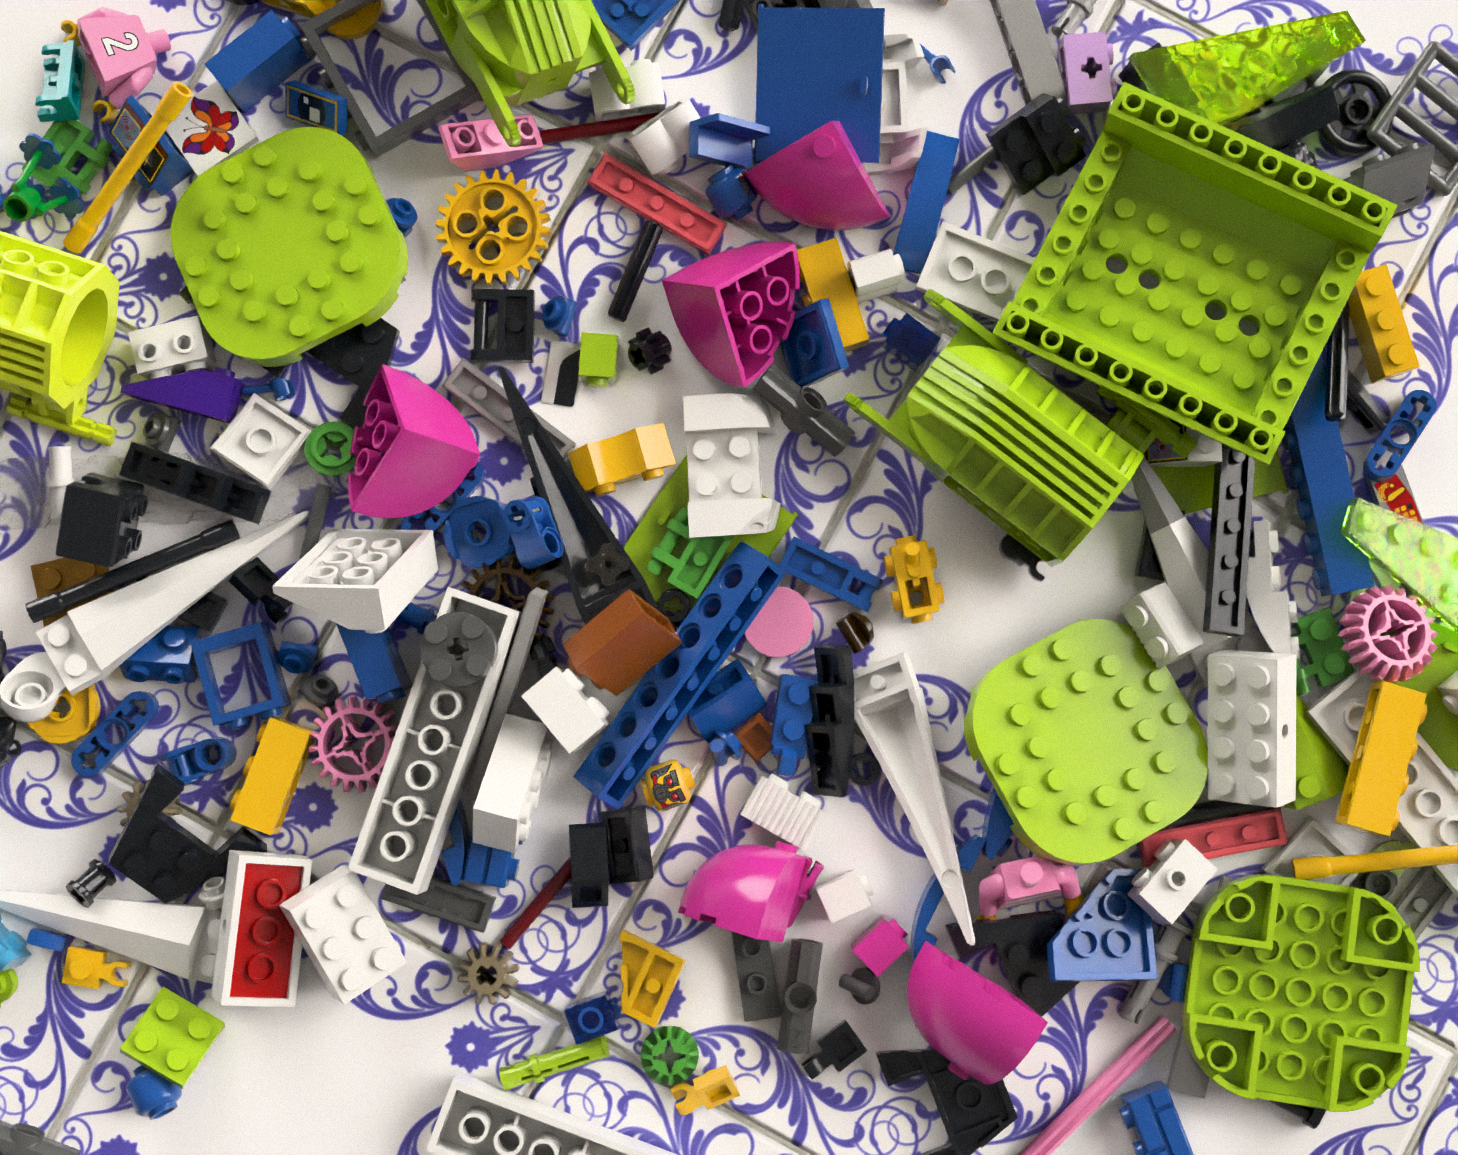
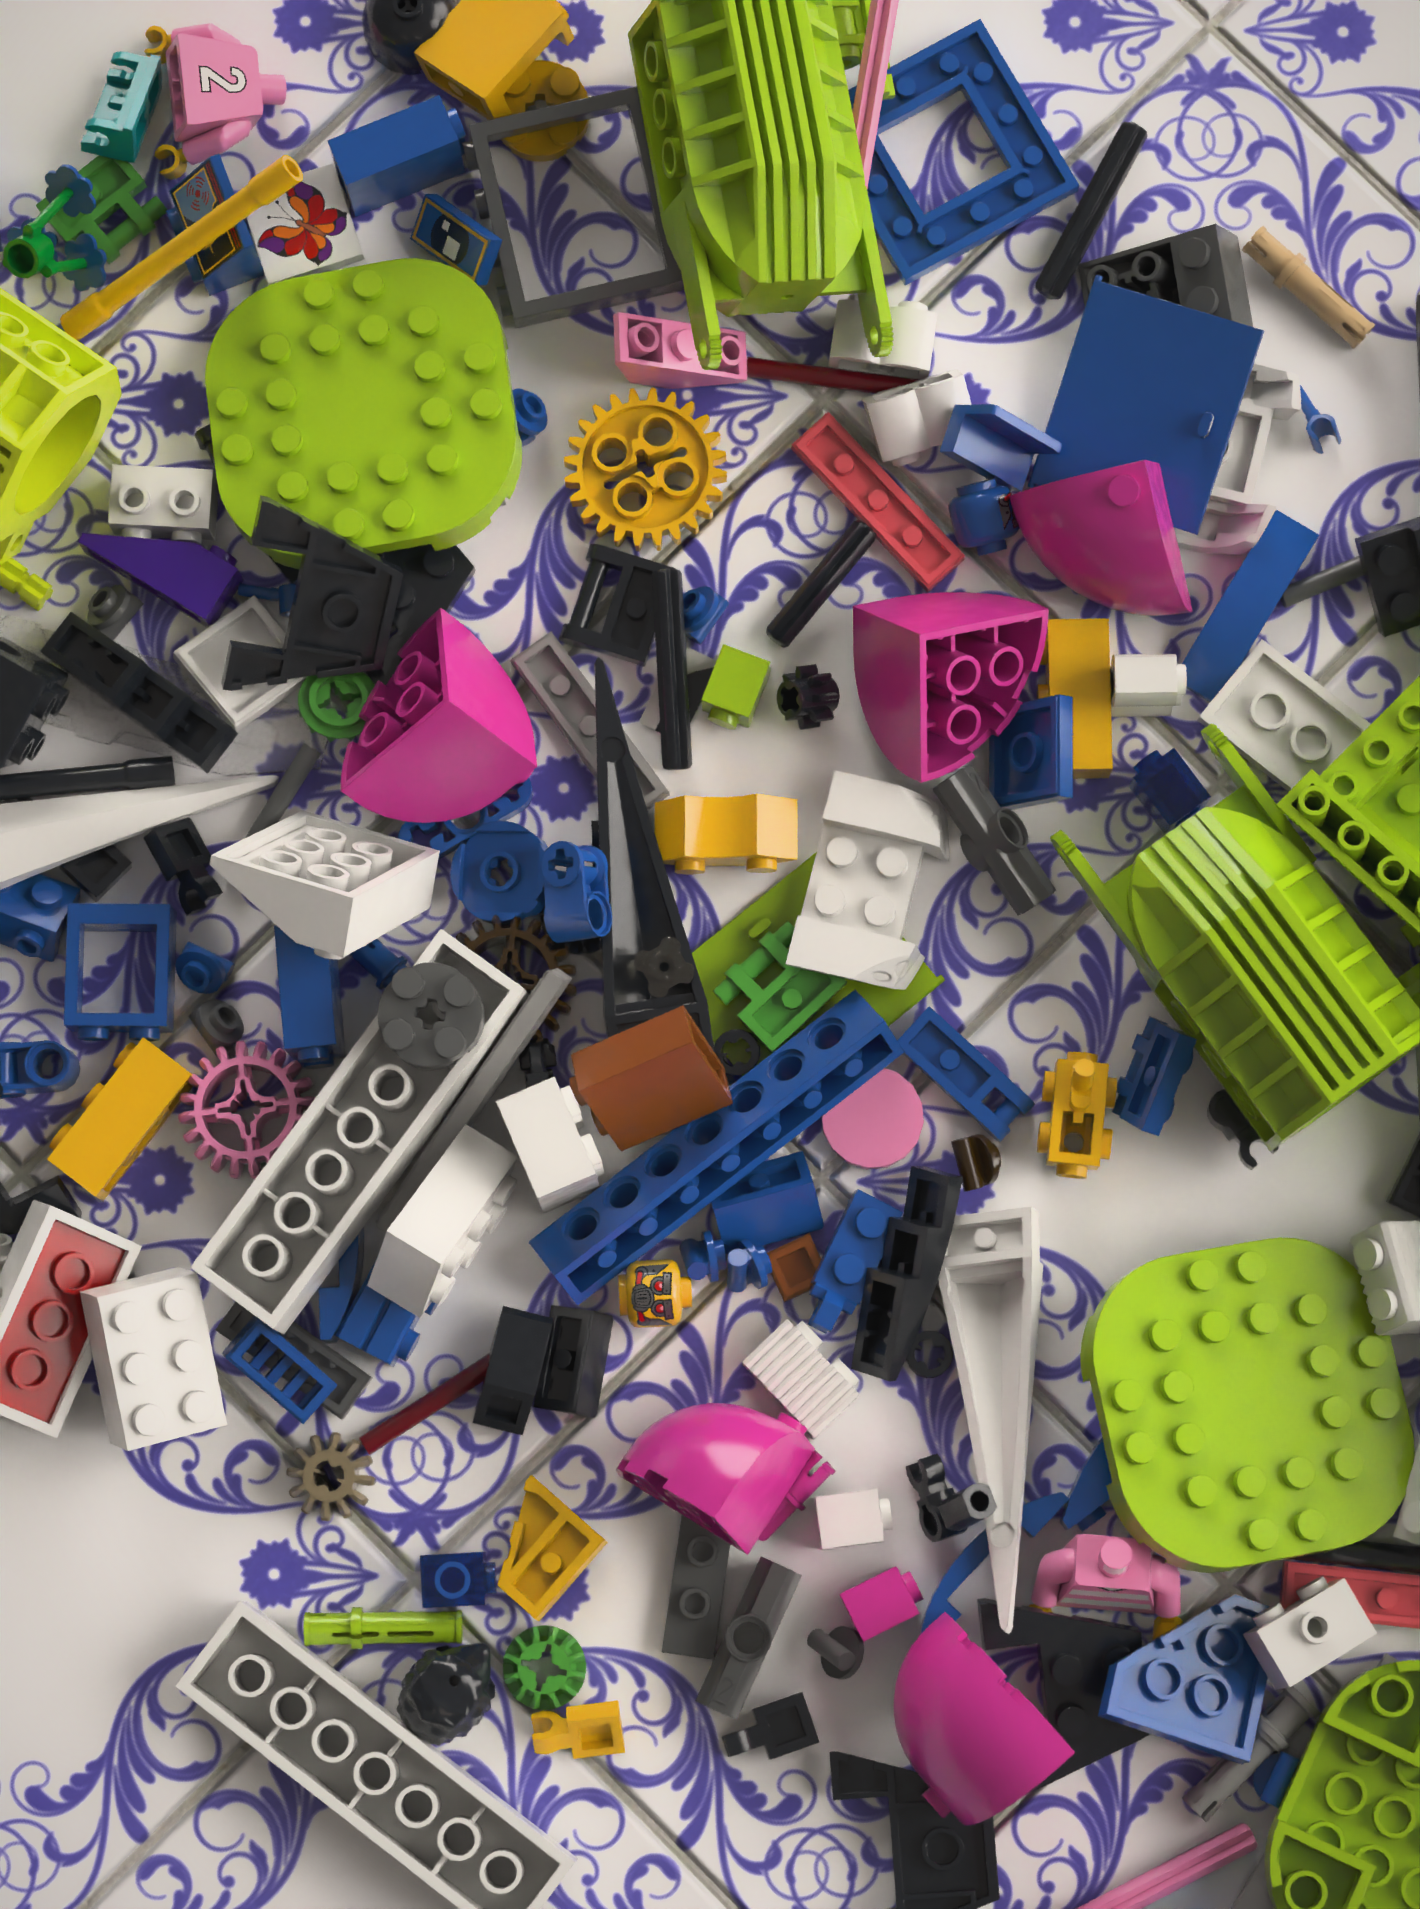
camera: 20 degrees right, 5 degrees down
(312, 387) = (338, 607): none -> black wing
(455, 936) = (314, 1397): none -> blue slope
(552, 359) = (672, 669): none -> black axle
(610, 1093) = (447, 1692): none -> black animal
(693, 750) = (703, 1257): none -> blue plate
(902, 871) = (941, 1509): none -> black bar
(958, 539) = (1154, 1076): none -> blue plate

